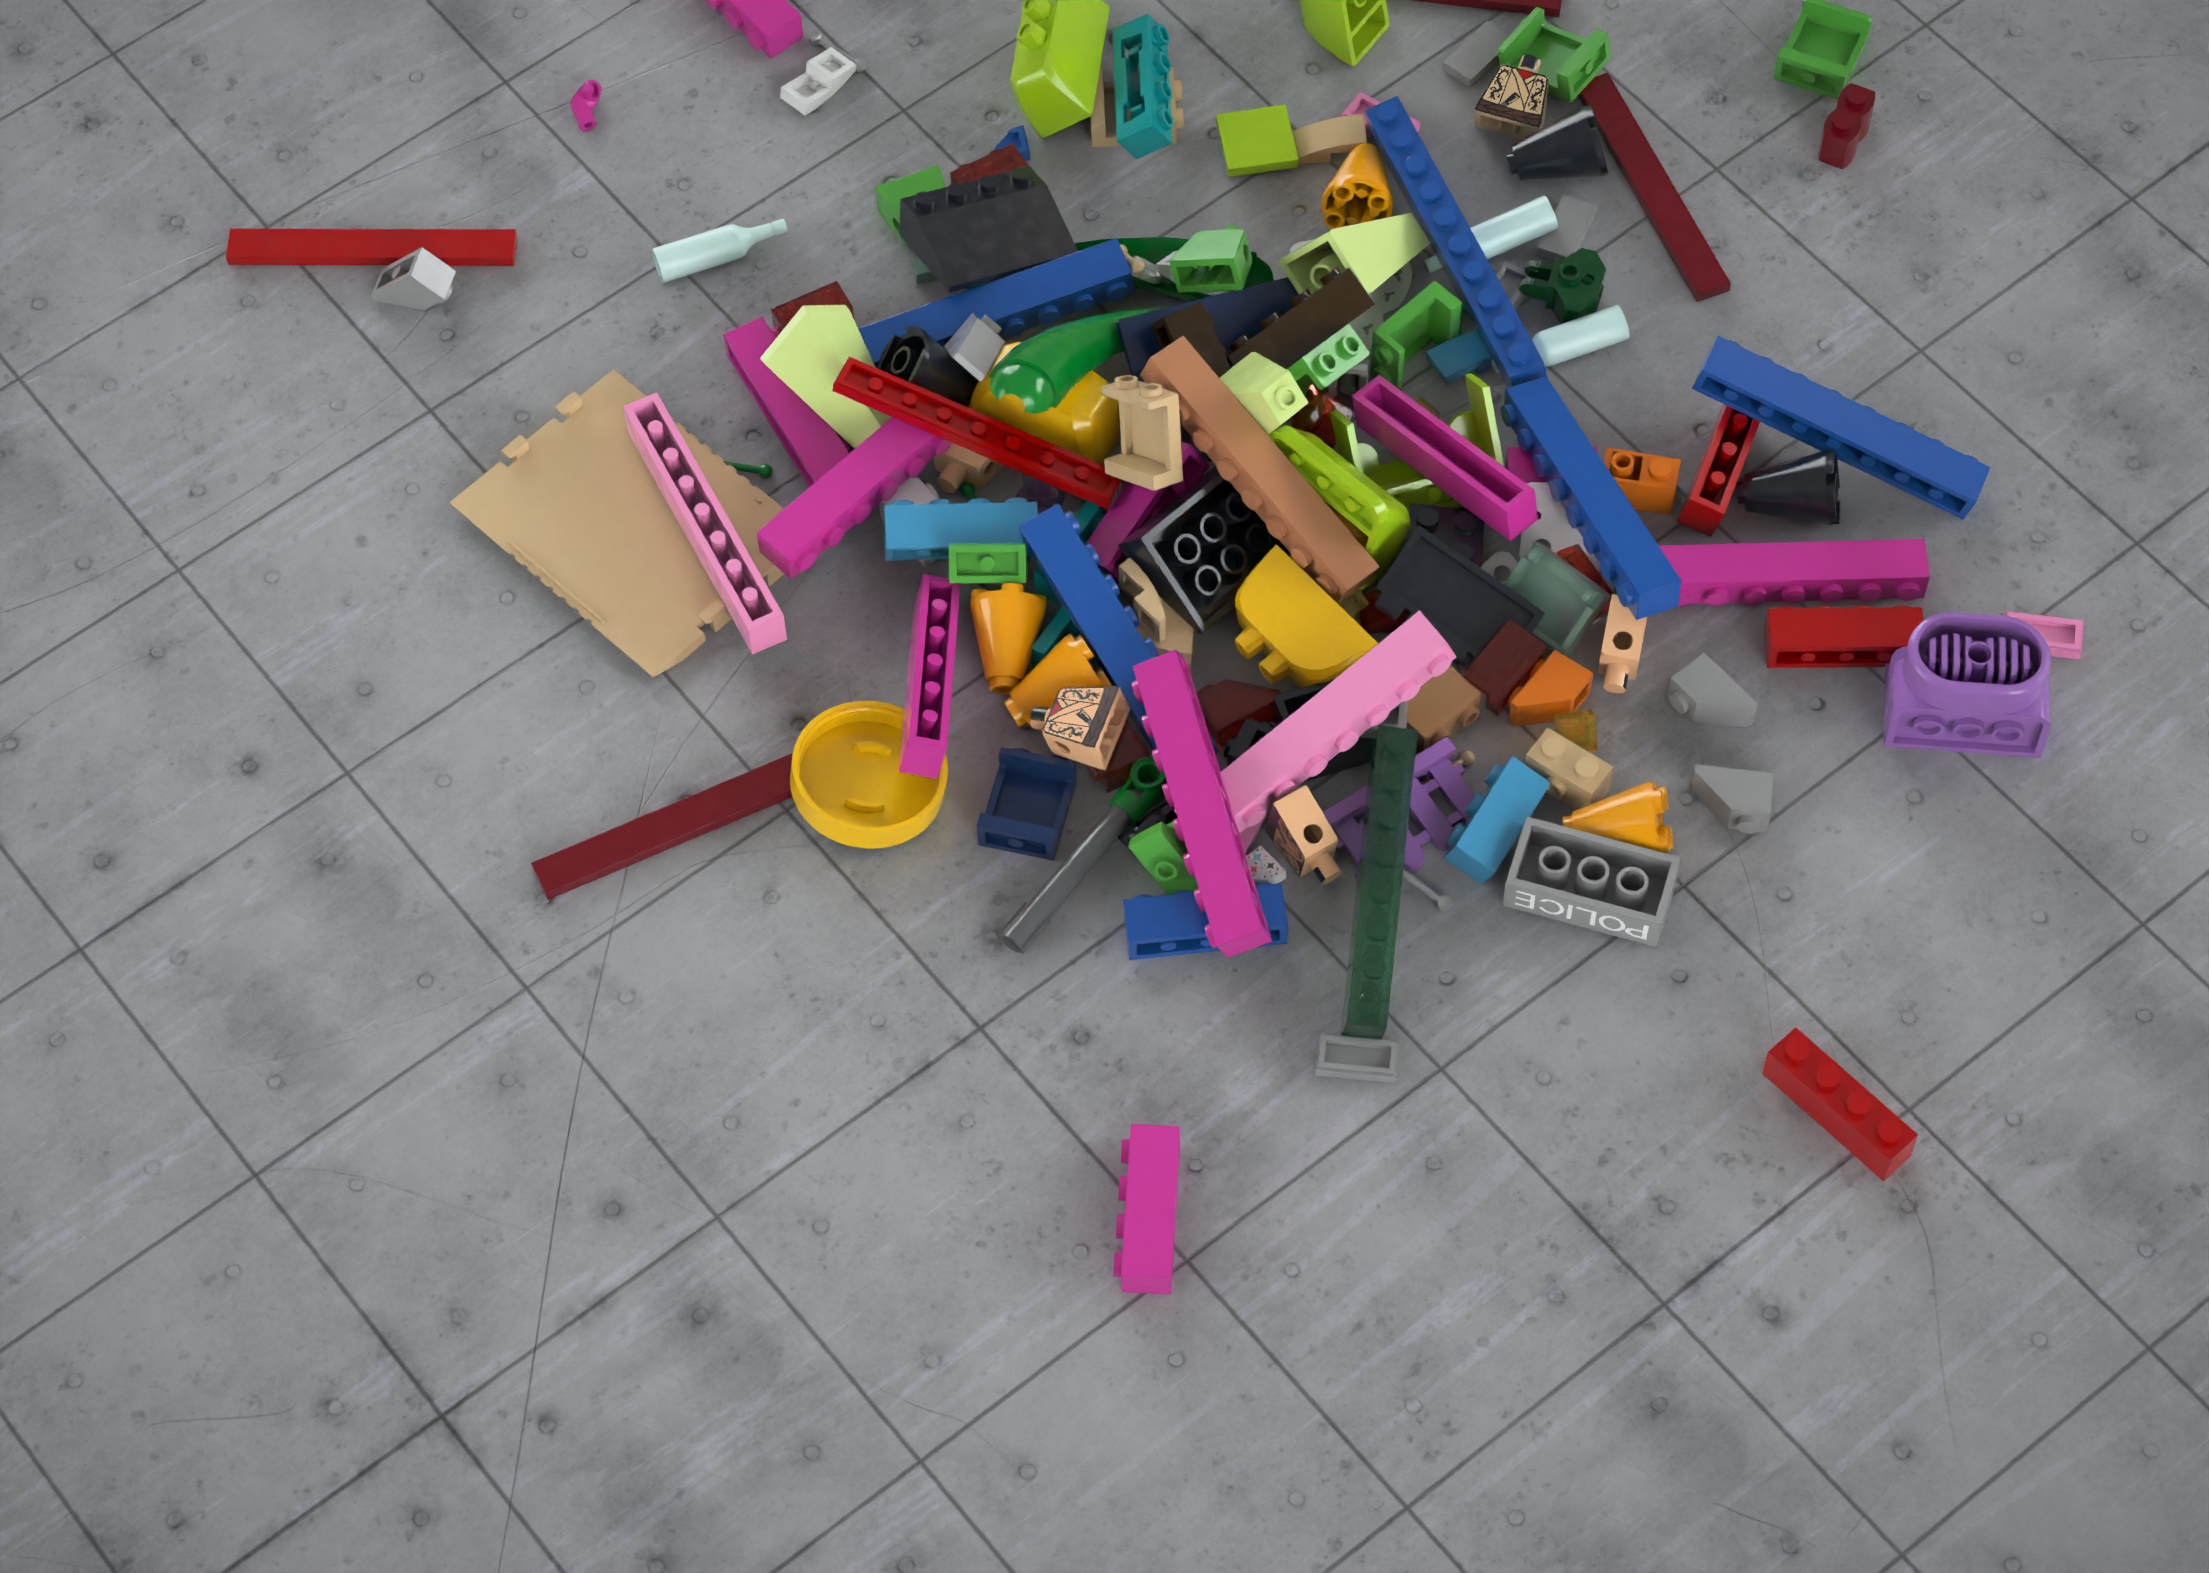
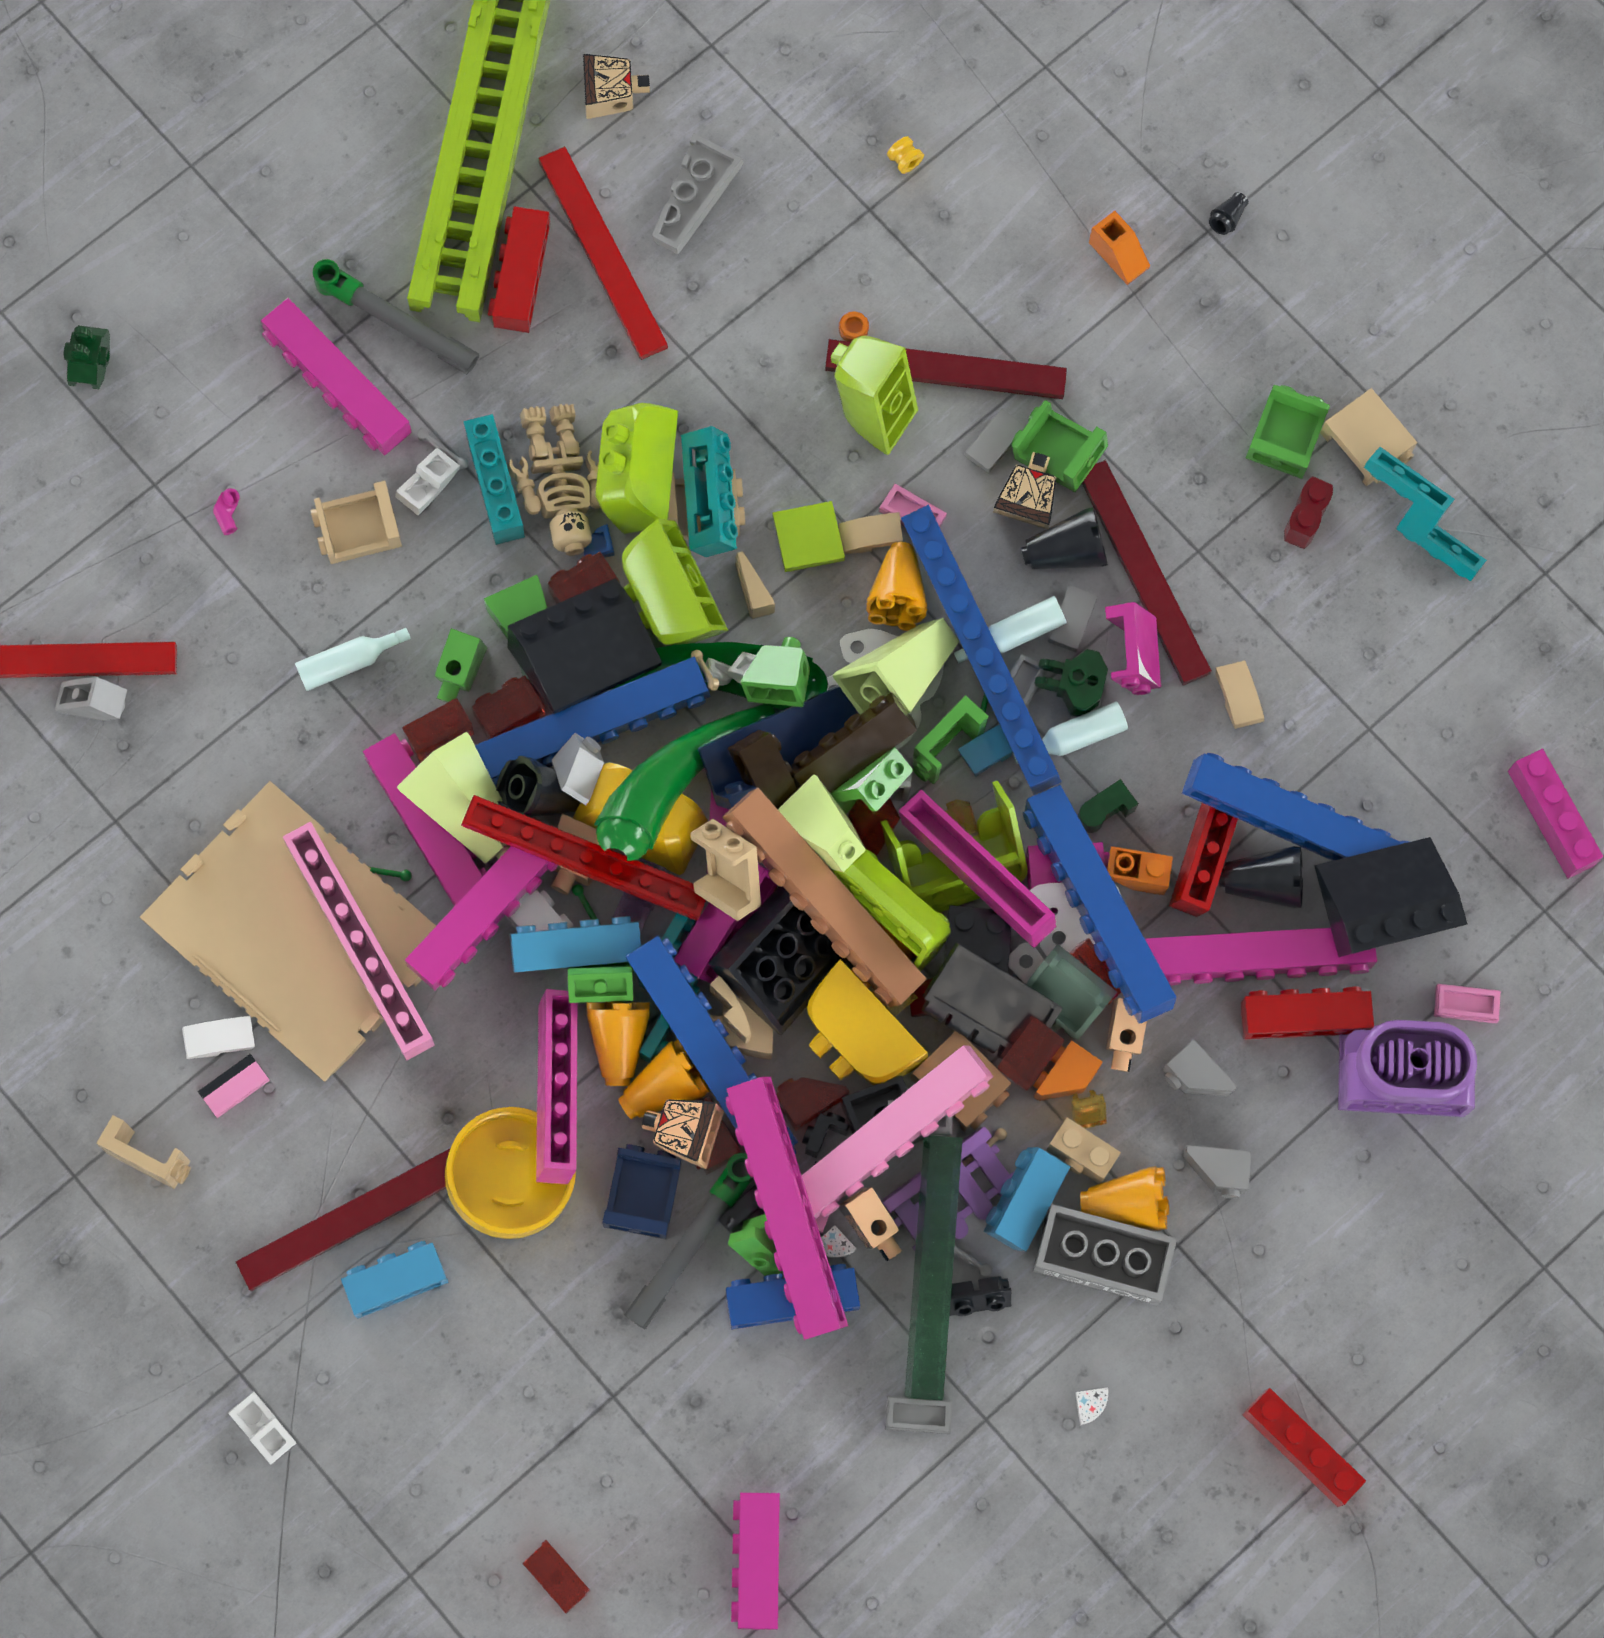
camera: 10 degrees left, 15 degrees up
(448, 755) = (115, 1142): none -> tan panel
(523, 627) = (218, 1037): none -> white slope
(545, 680) = (233, 1086): none -> bright pink tile
(548, 1043) = (262, 1427): none -> white slope
(721, 886) = (394, 1279): none -> dark azure brick
(734, 121) = (356, 525): none -> tan panel
(844, 248) = (459, 651): none -> bright green torso
(894, 295) = (508, 707): none -> clear red brick
(895, 76) = (494, 479): none -> teal brick
(900, 1218) = (556, 1577): none -> clear red panel
(971, 86) = (571, 492): none -> tan piece
(1091, 174) = (670, 586): none -> lime hips
(1193, 194) = (756, 595): none -> tan slope
(1441, 931) = (992, 1296): none -> black hinge
(1572, 1052) = (1091, 1404): none -> white tile
(1607, 413) = (1105, 805): none -> dark green leg
(1645, 270) = (1141, 648): none -> dark pink panel
(1765, 308) = (1240, 694): none -> tan slope
(1920, 53) = (1364, 428): none -> tan panel
(1944, 506) = (1388, 896): none -> black slope
(1985, 126) = (1424, 514): none -> teal bracket
(2147, 434) = (1555, 813): none -> dark pink brick

